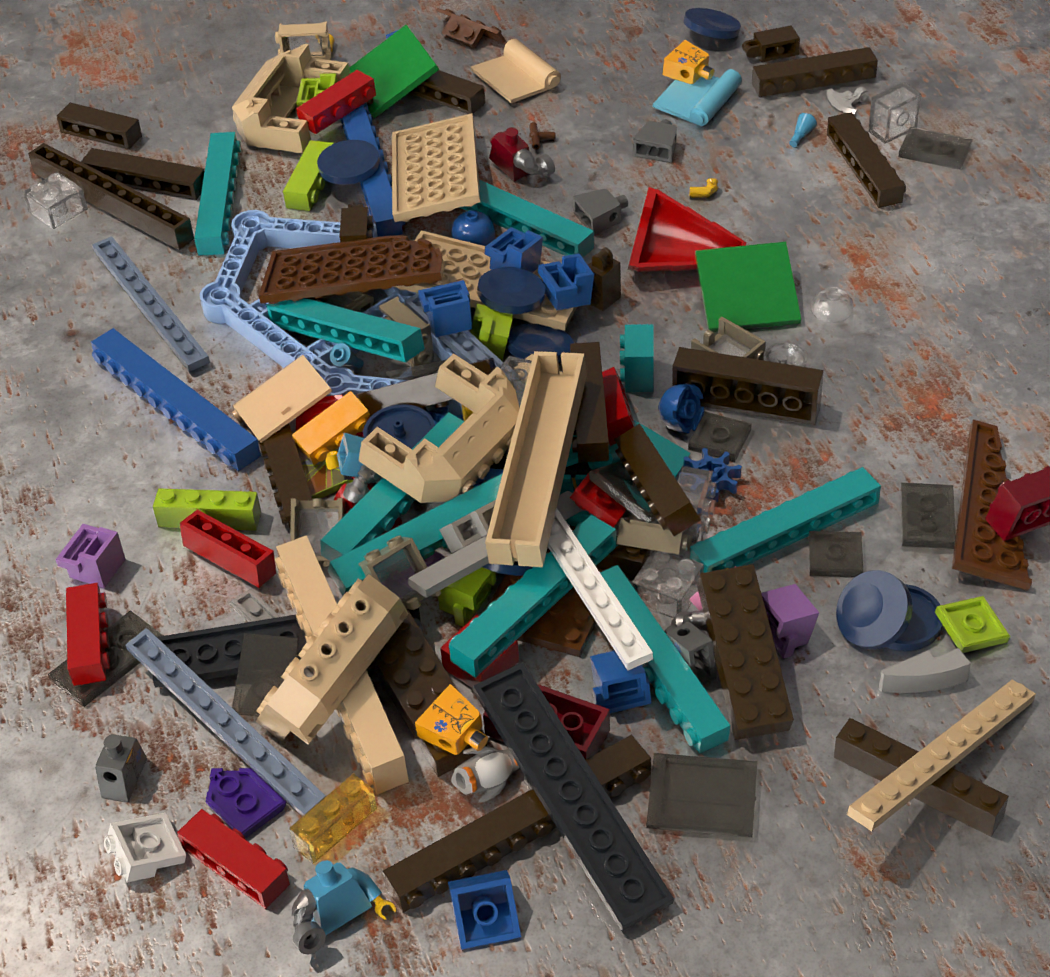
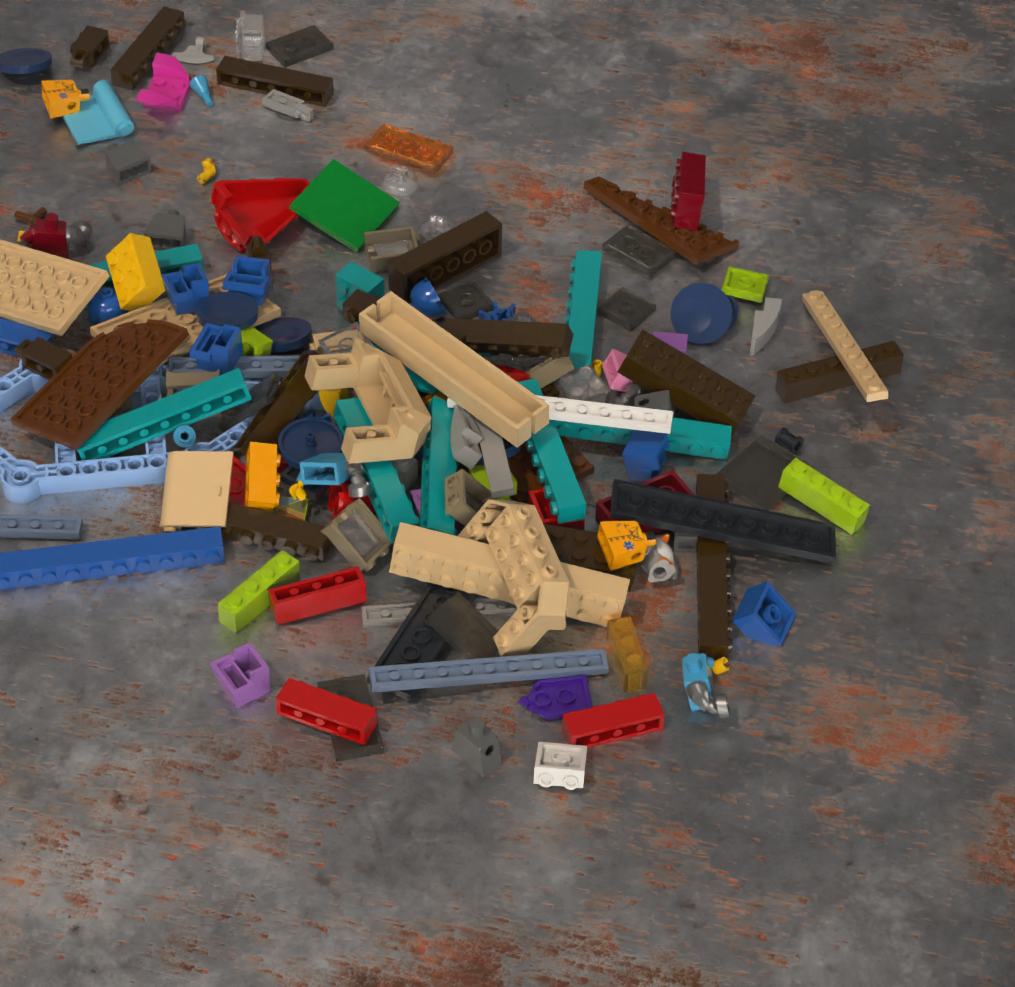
camera: 60 degrees left, 0 degrees up
(501, 210) = (135, 272): none -> yellow brick
(704, 864) = (824, 496): none -> lime brick
(769, 789) = (789, 440): none -> black bush
(780, 111) = (168, 86): none -> dark pink piece
(844, 183) = (288, 105): none -> light grey hinge
(880, 285) = (409, 149): none -> clear orange plate

